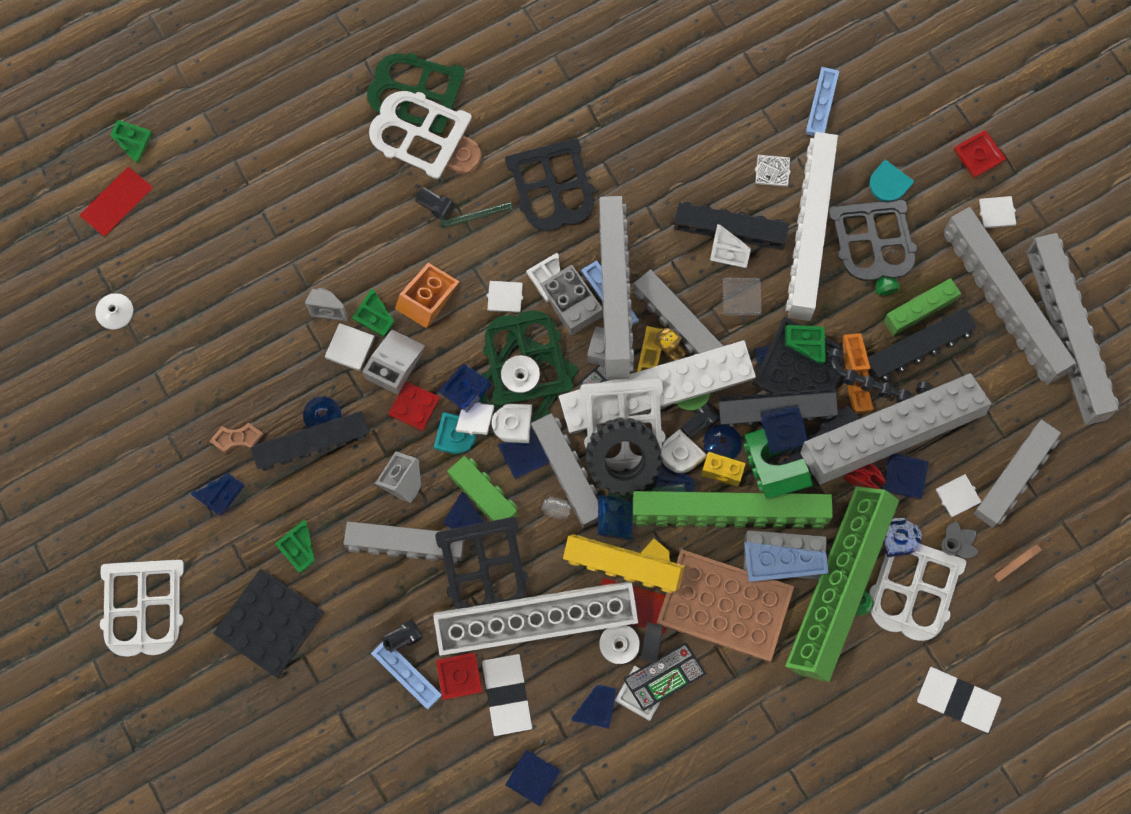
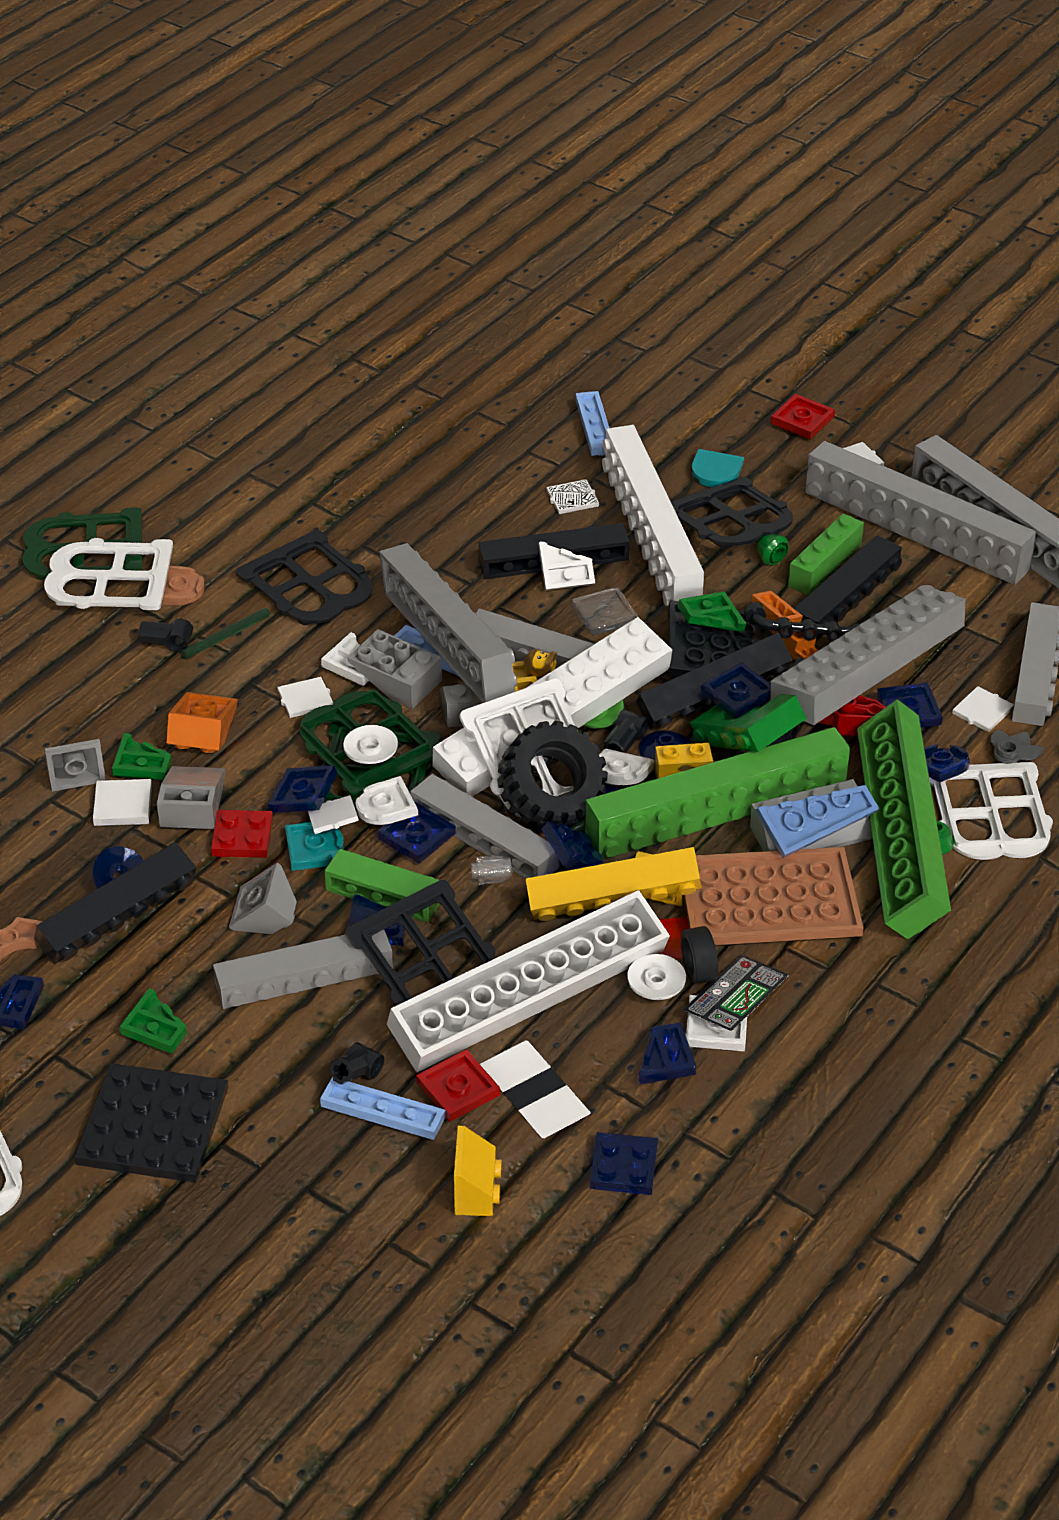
camera: 25 degrees left, 30 degrees down
(436, 755) = (475, 1175): none -> yellow slope

